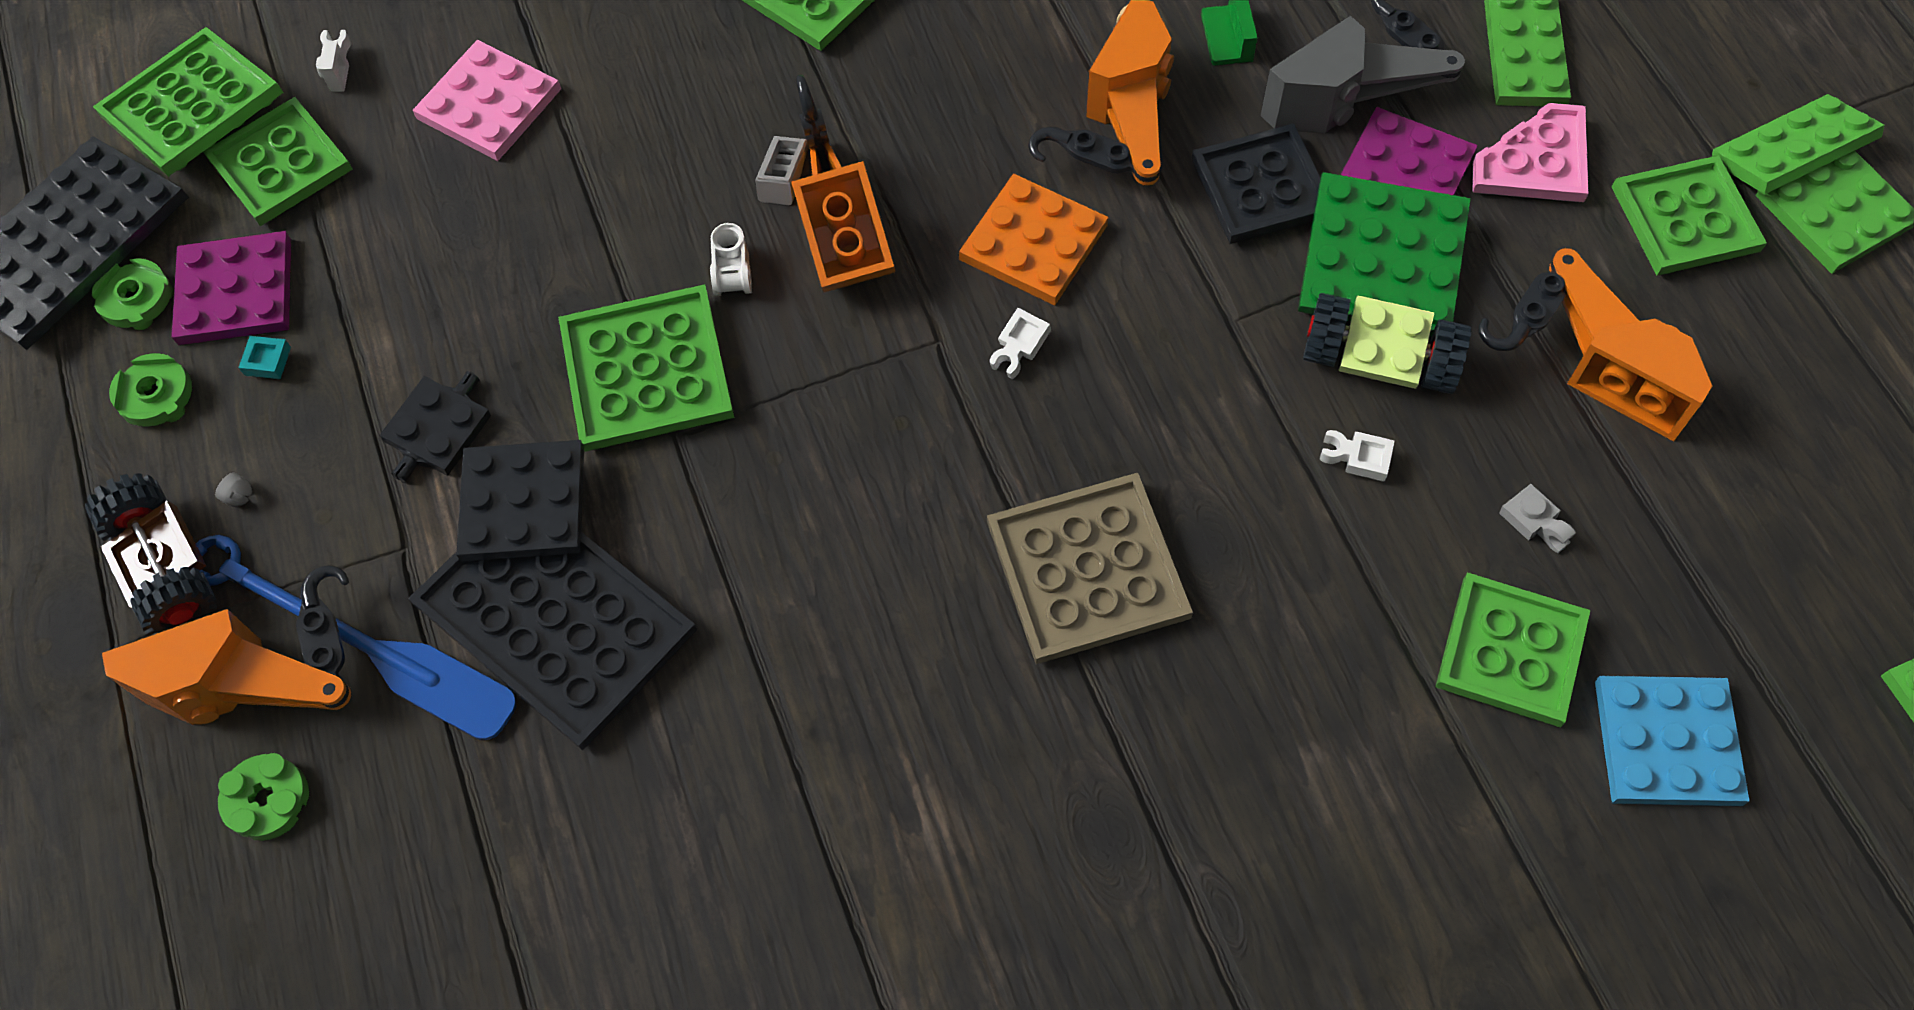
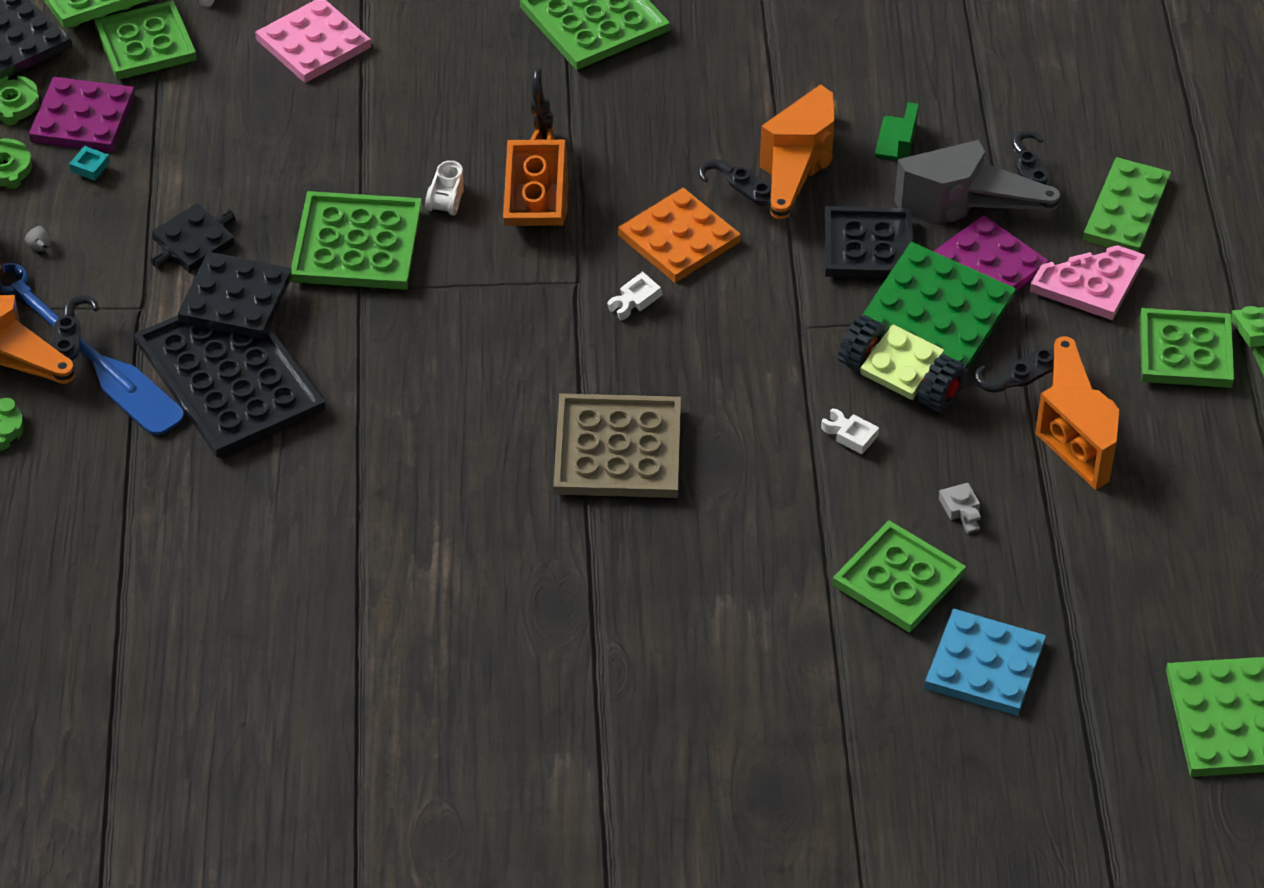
camera: 15 degrees right, 15 degrees down
(779, 170) = (497, 145): light grey slope -> none

